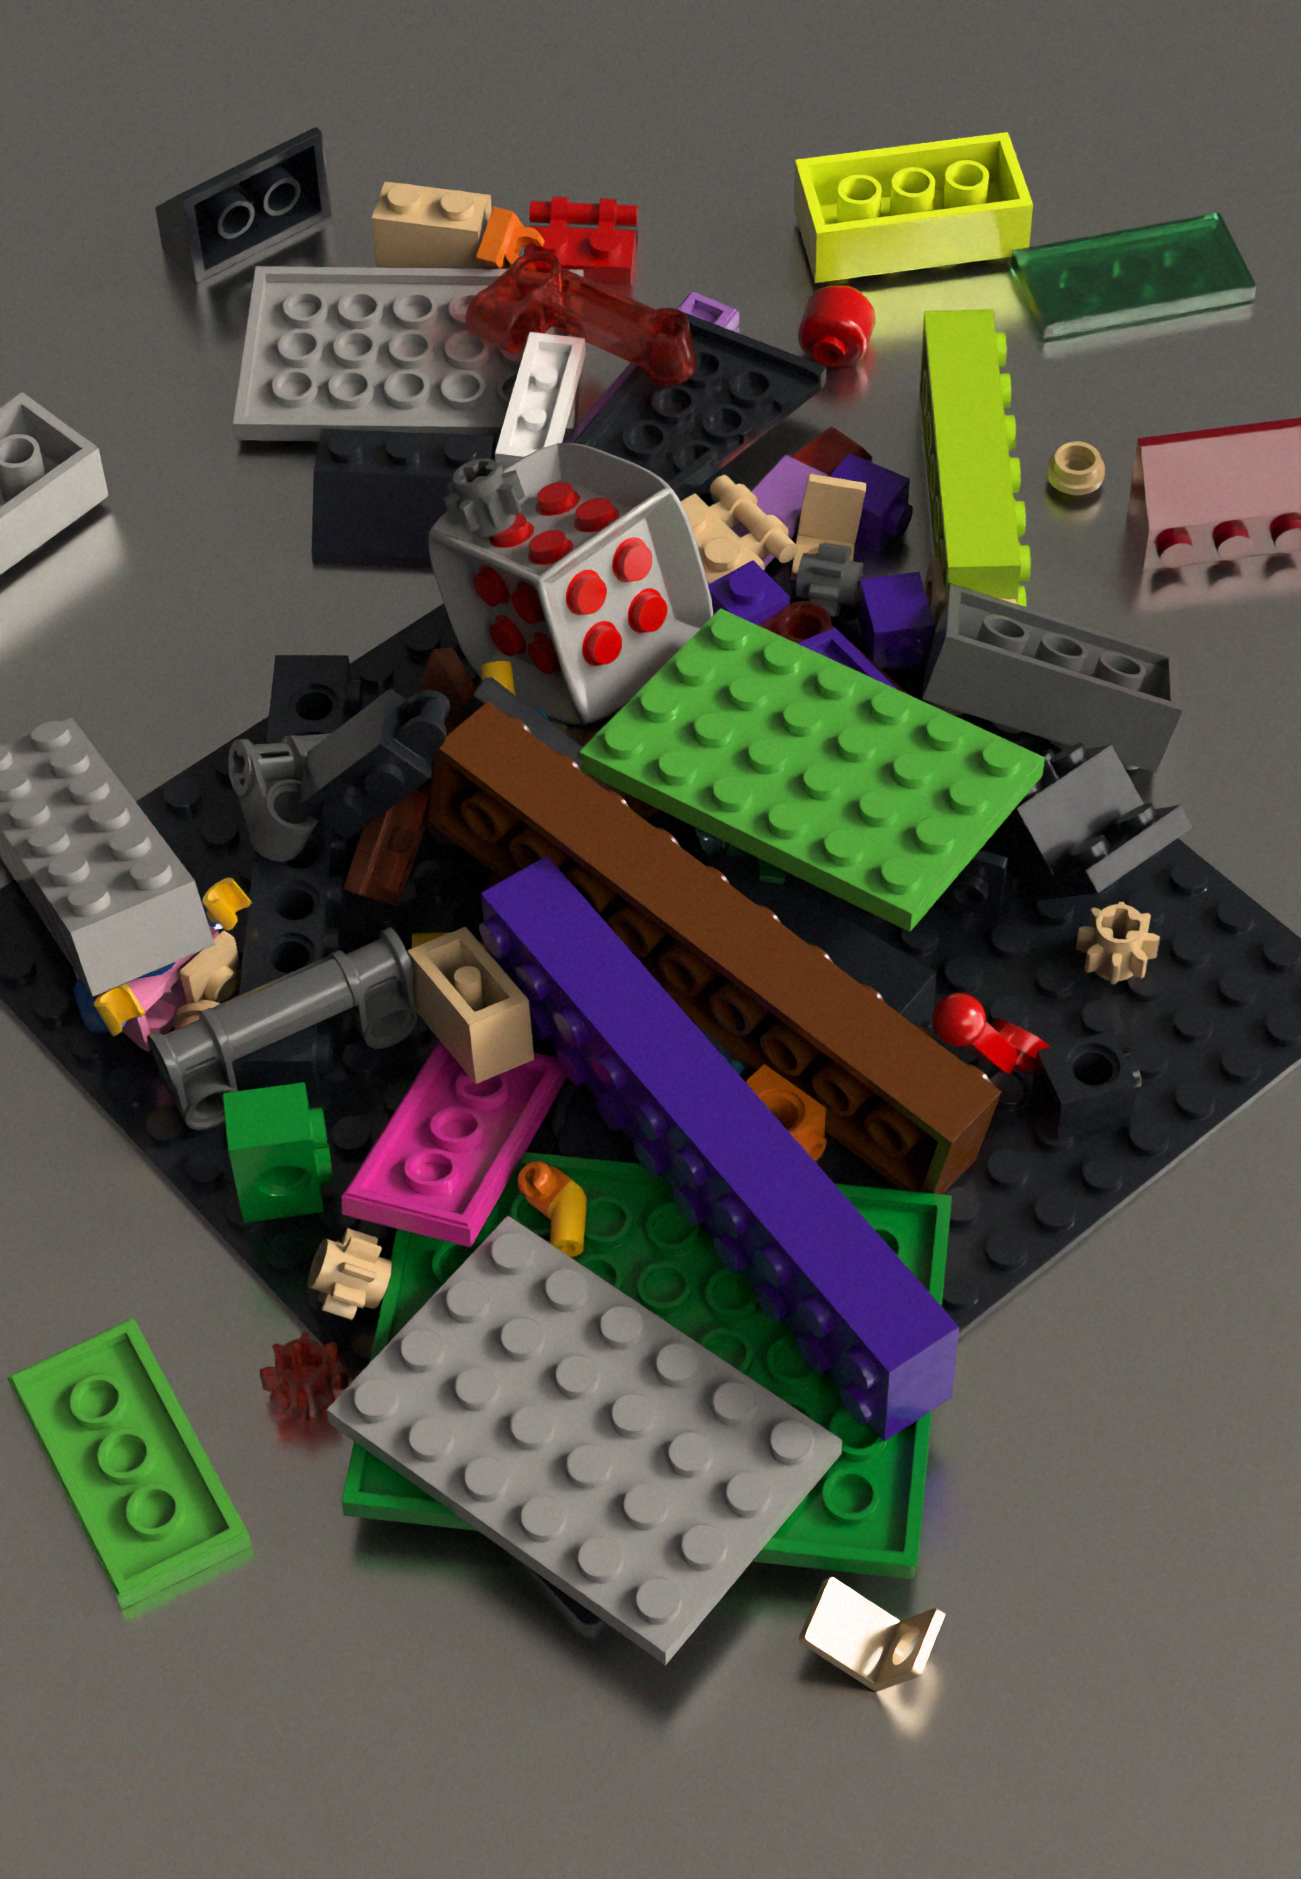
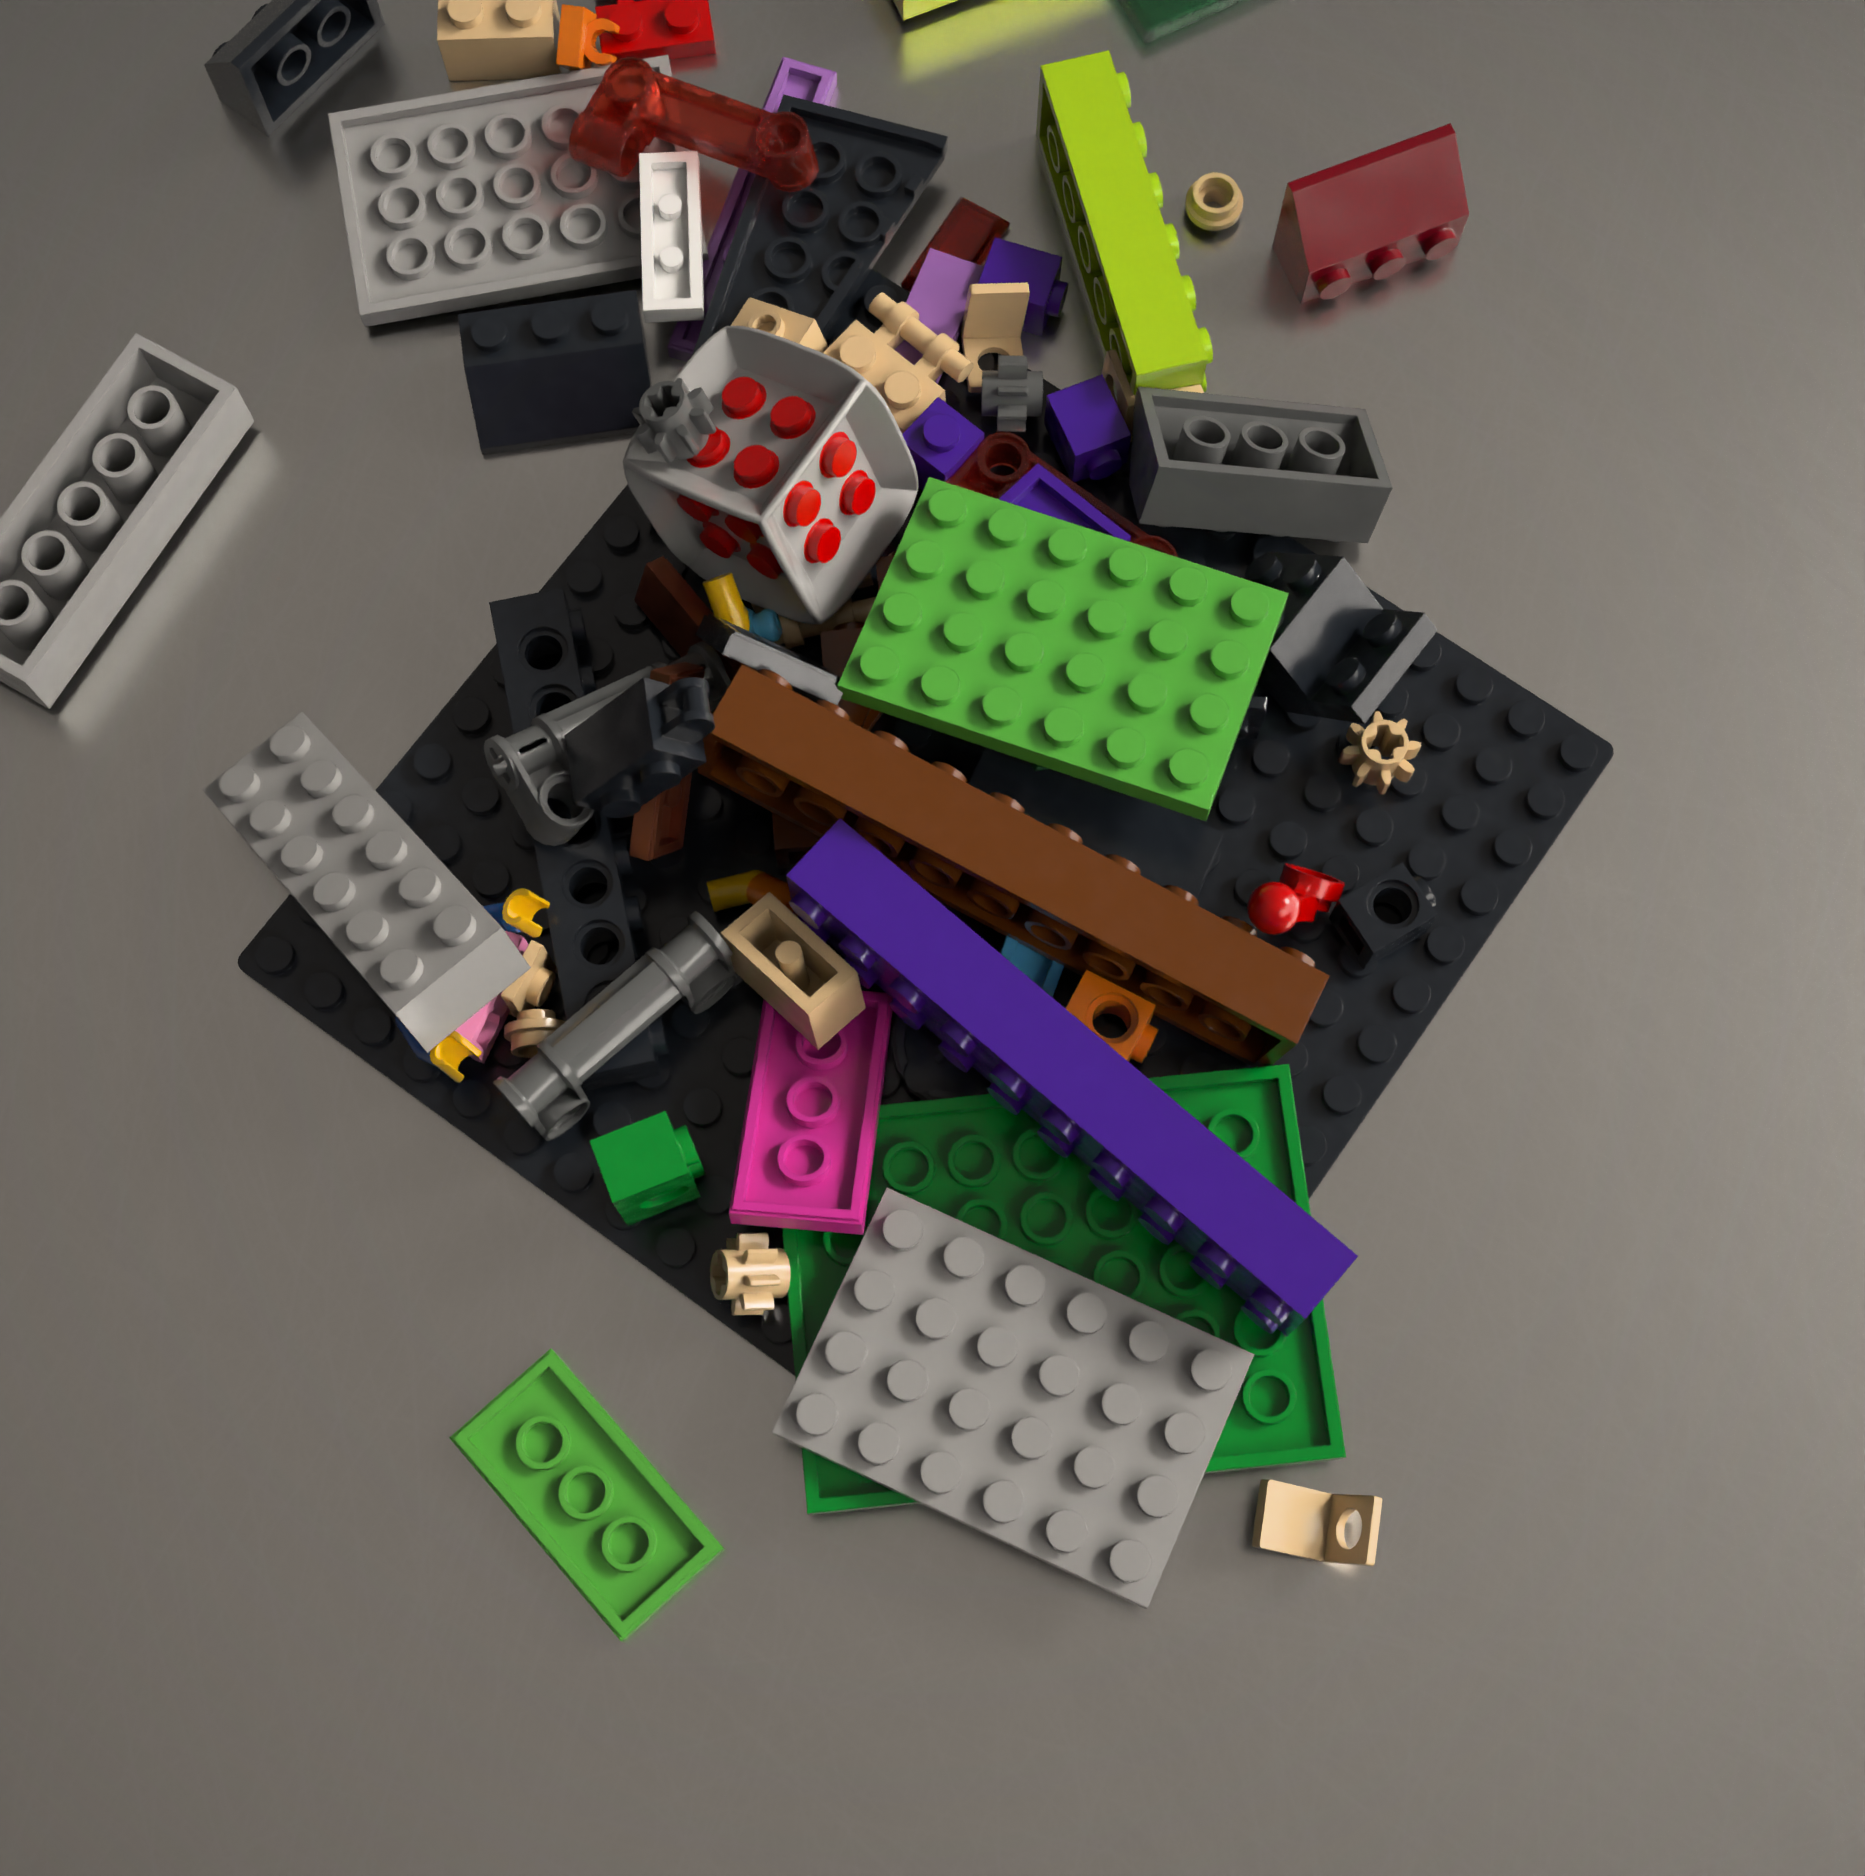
camera: 15 degrees left, 20 degrees up
(300, 1360) = (715, 1371): clear red gear -> none
(559, 1201) = (932, 1158): arm -> none
(839, 324) = (940, 74): red head -> none

